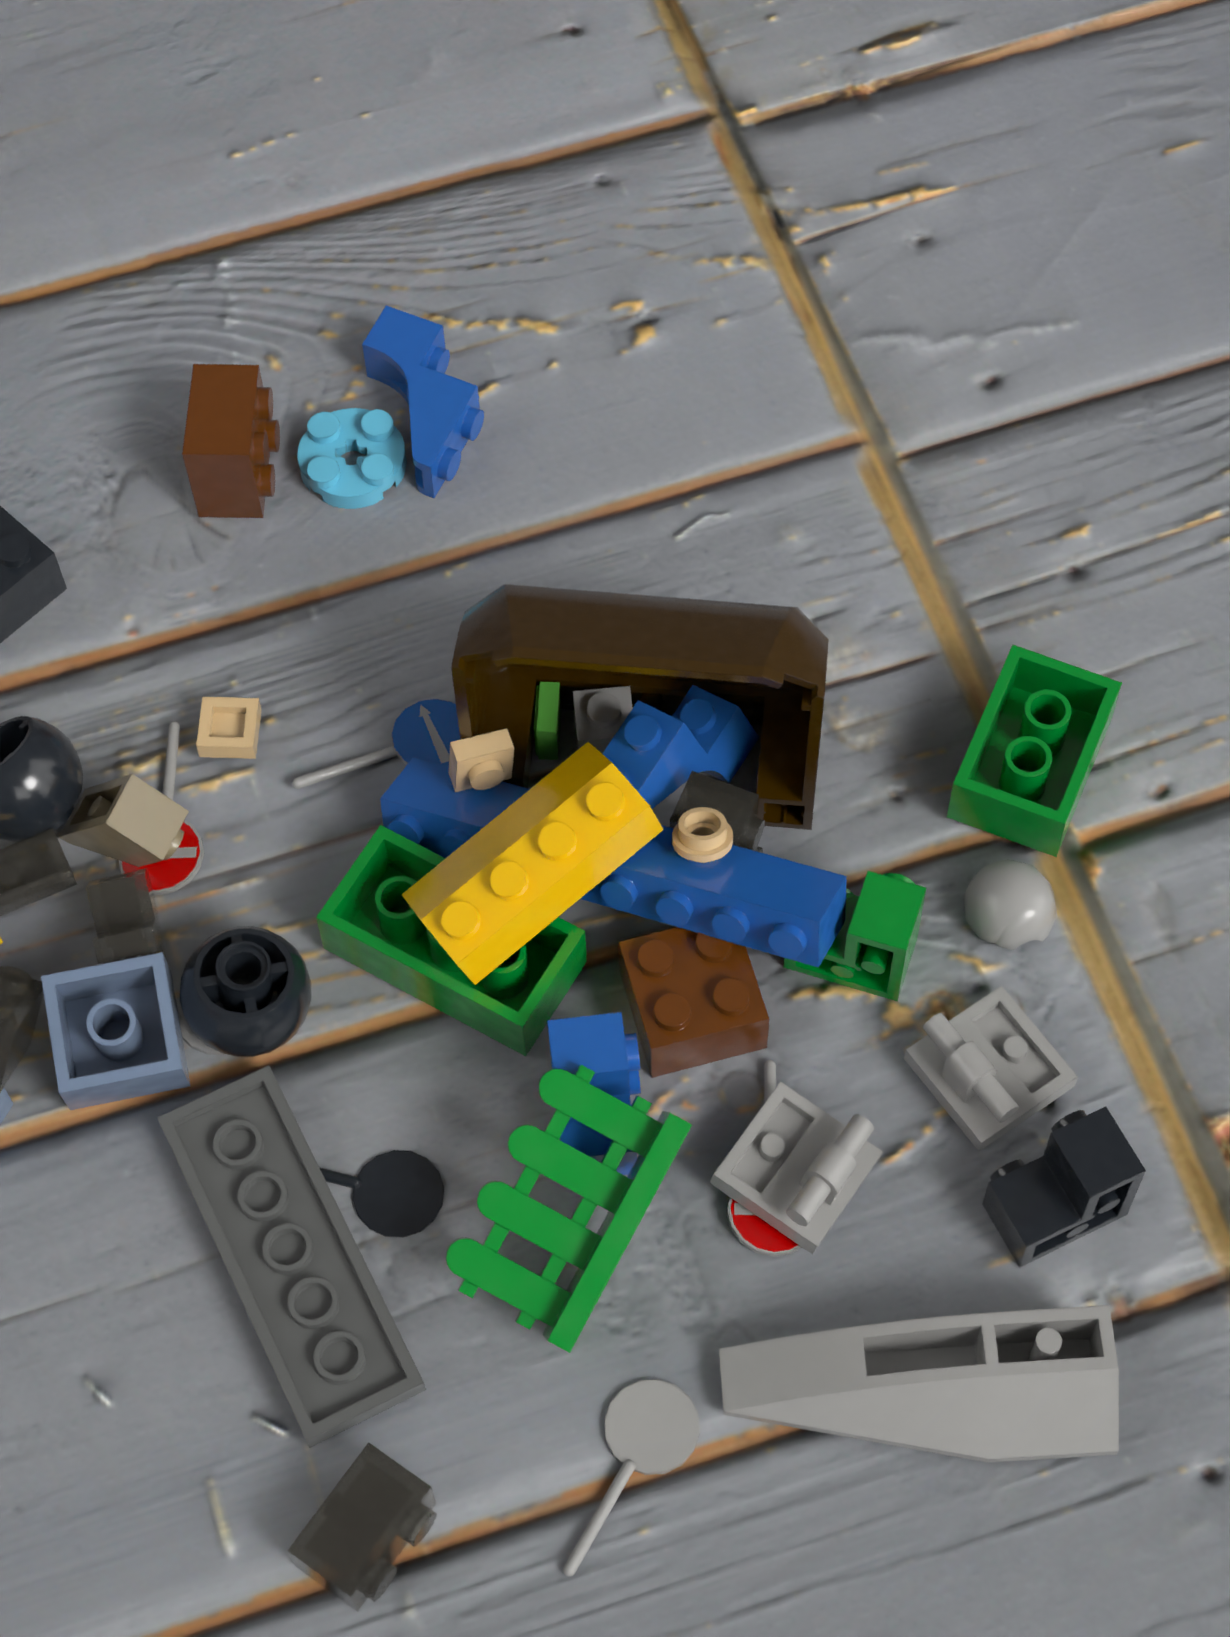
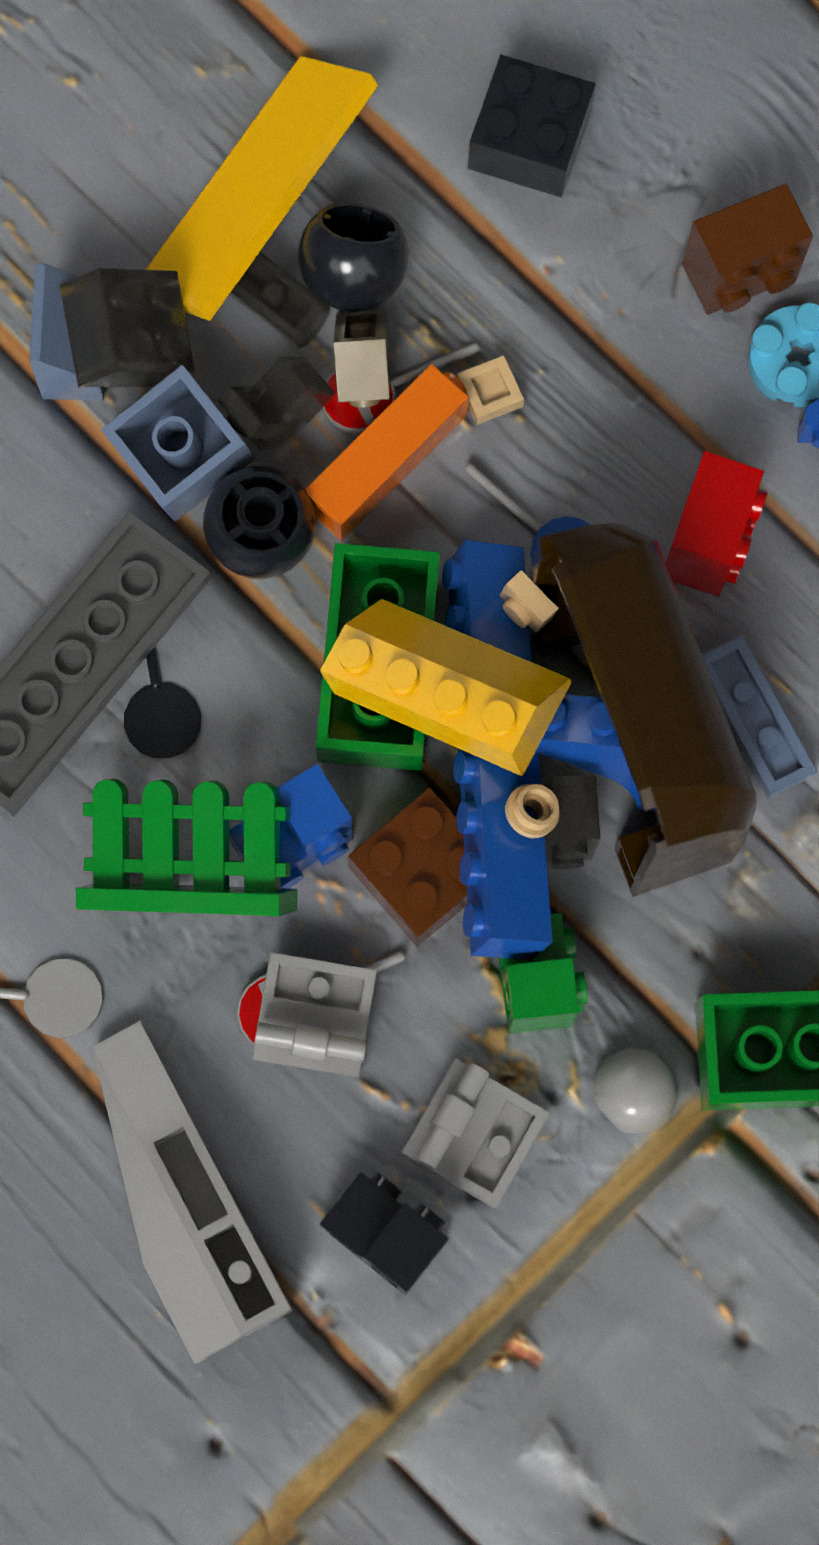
camera: 60 degrees right, 15 degrees up
(237, 839) = (388, 450): none -> orange brick
(470, 559) = (714, 523): none -> red brick

